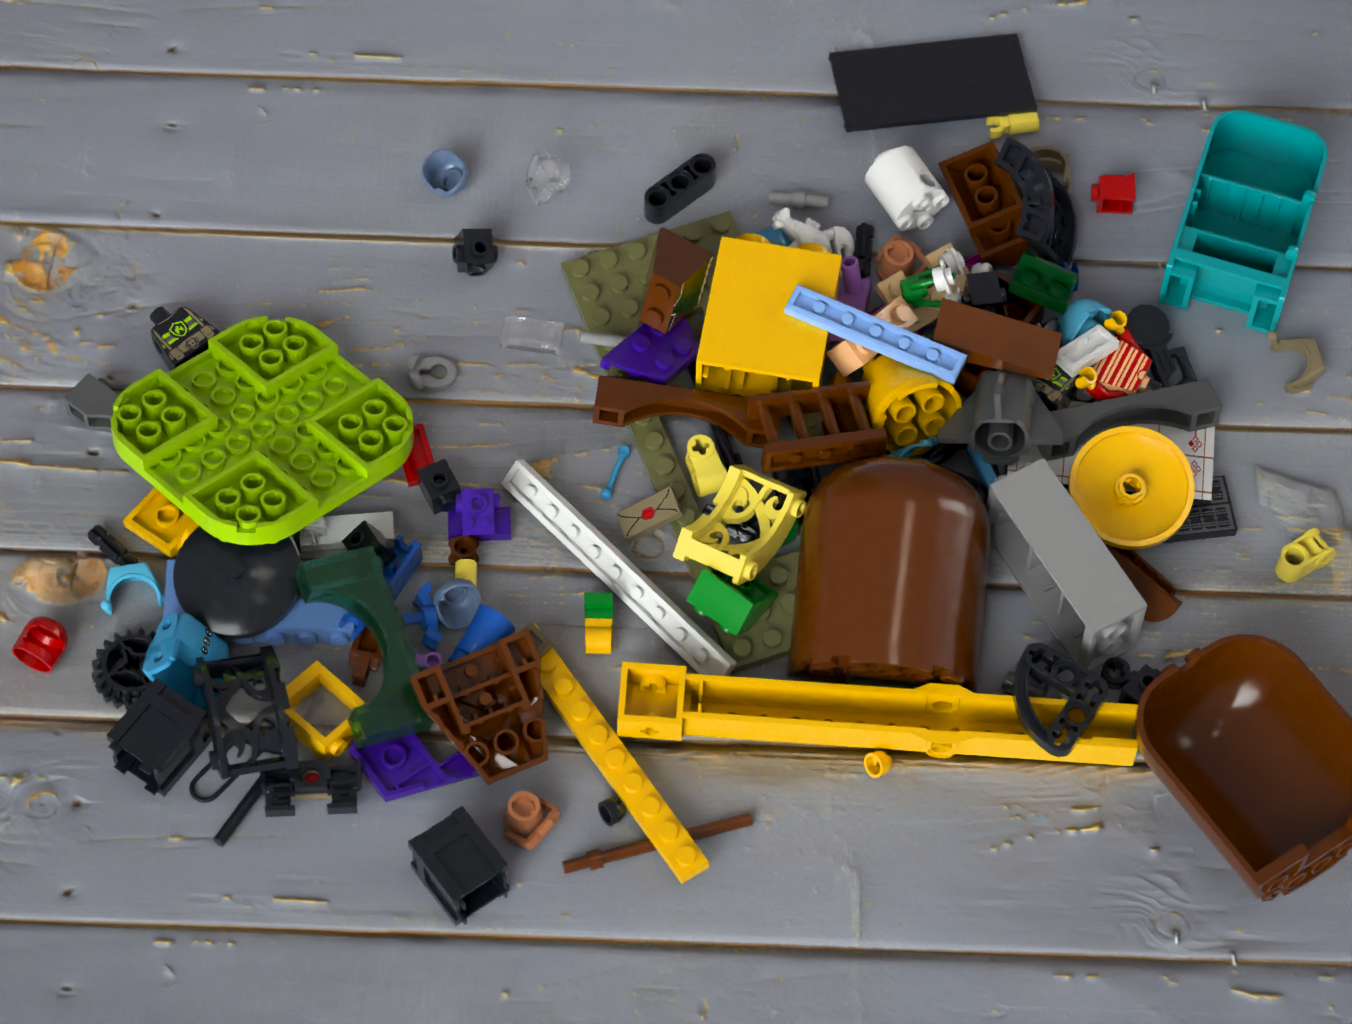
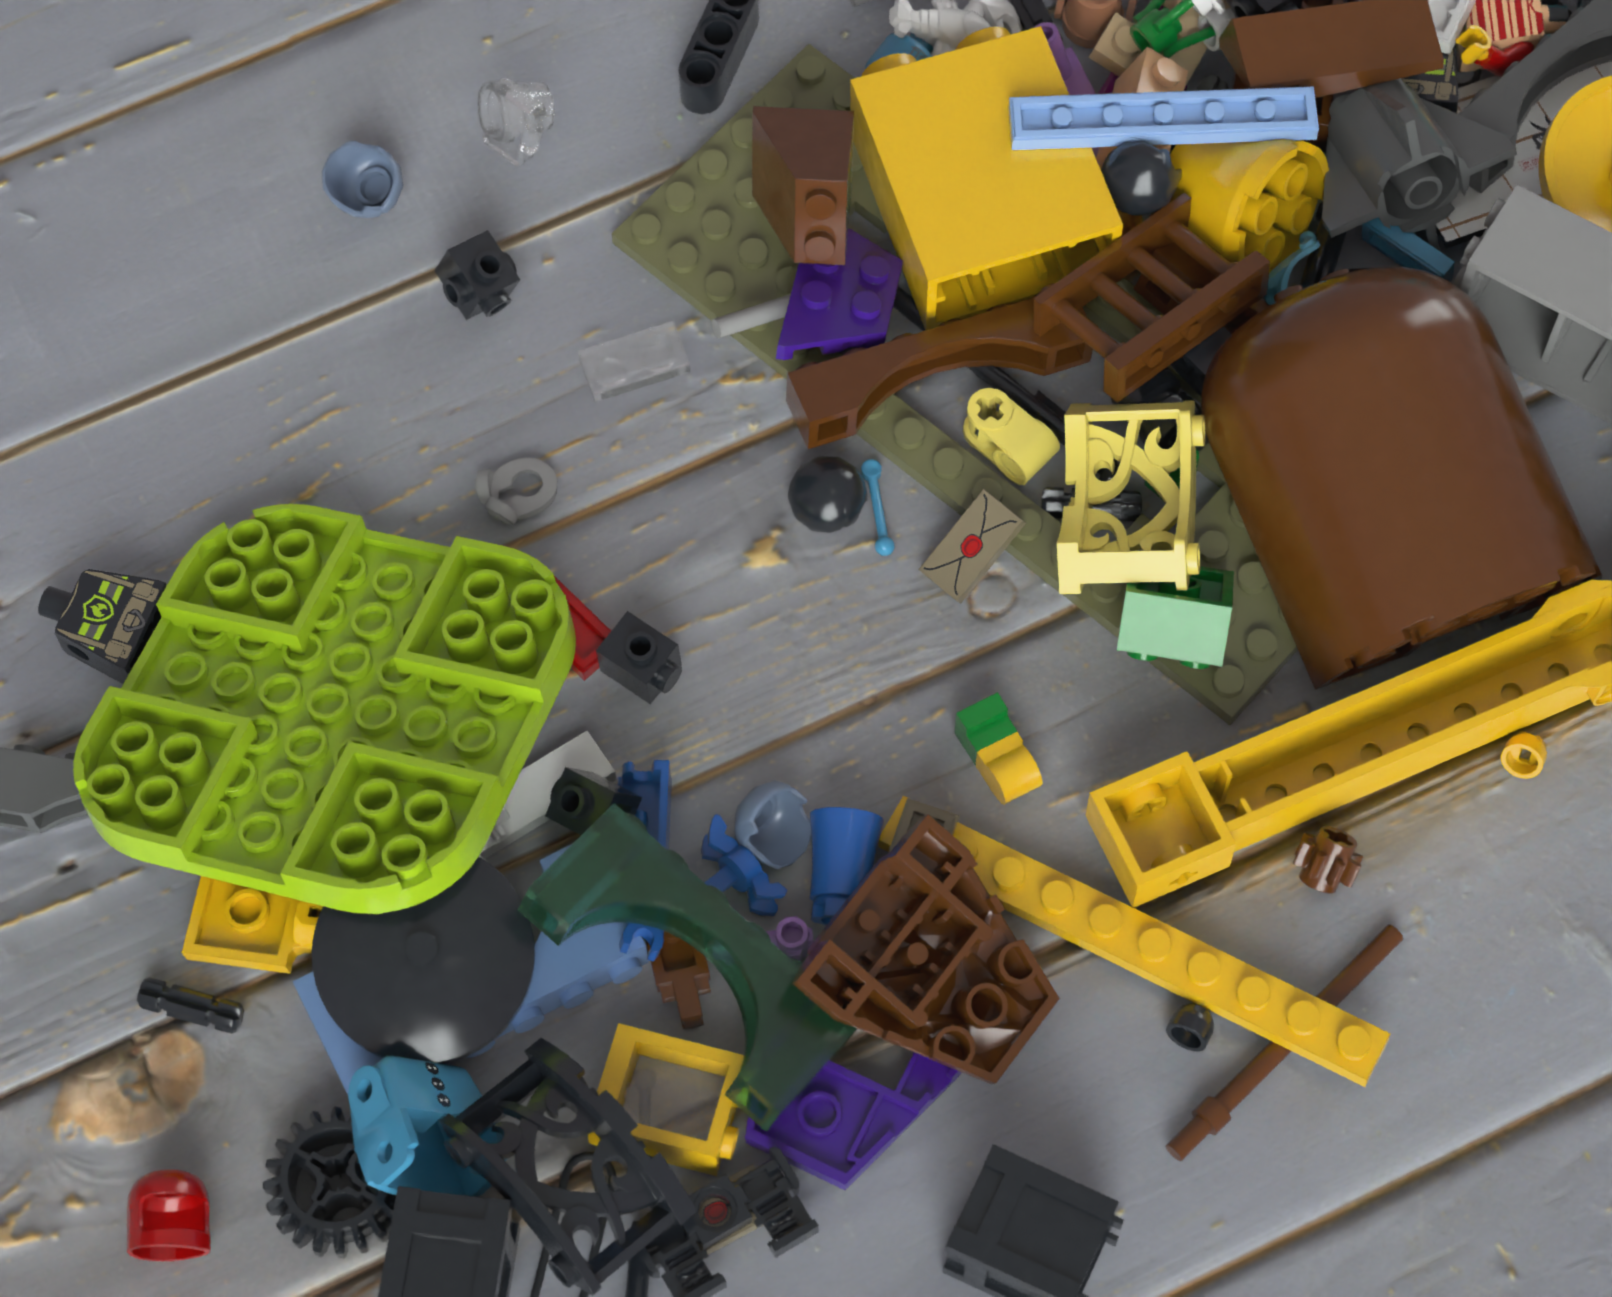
camera: 25 degrees left, 5 degrees up
(127, 573) = (249, 1023): medium azure helmet -> none
(461, 543) = (728, 723): reddish brown plate -> none
(466, 570) = (752, 768): light yellow hinge -> none
(479, 516) = (725, 676): dark purple tile -> none
(526, 821) = (1070, 1107): nougat piece -> none
(591, 452) = (827, 494): none -> black hair
(617, 571) = (979, 657): white plate -> none
(735, 762) = (1328, 859): none -> reddish brown gear
(846, 361) = (1140, 178): none -> black hair

